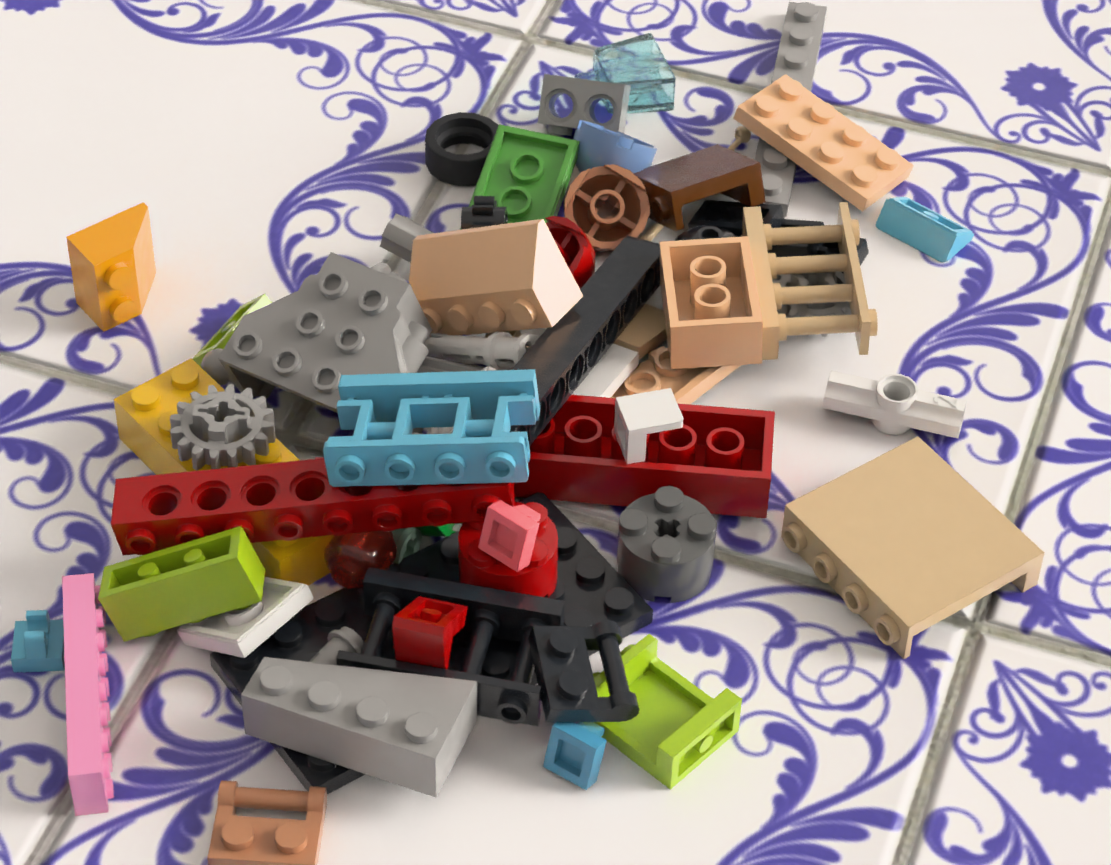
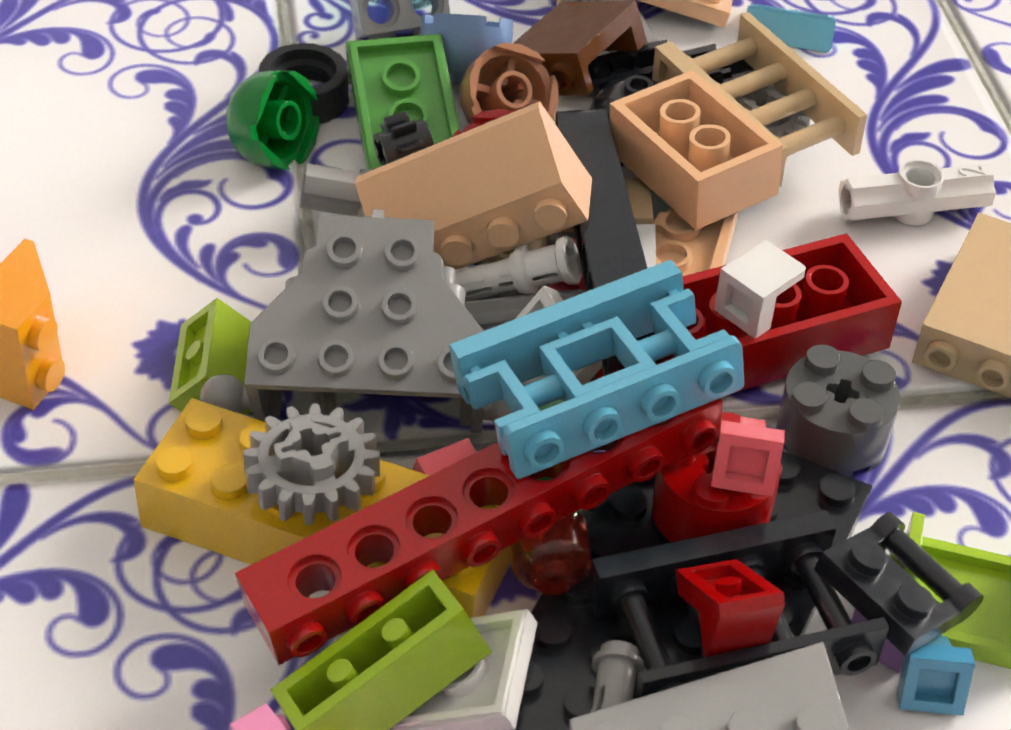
camera: 30 degrees left, 0 degrees up
(412, 171) = (273, 119): none -> green cylinder

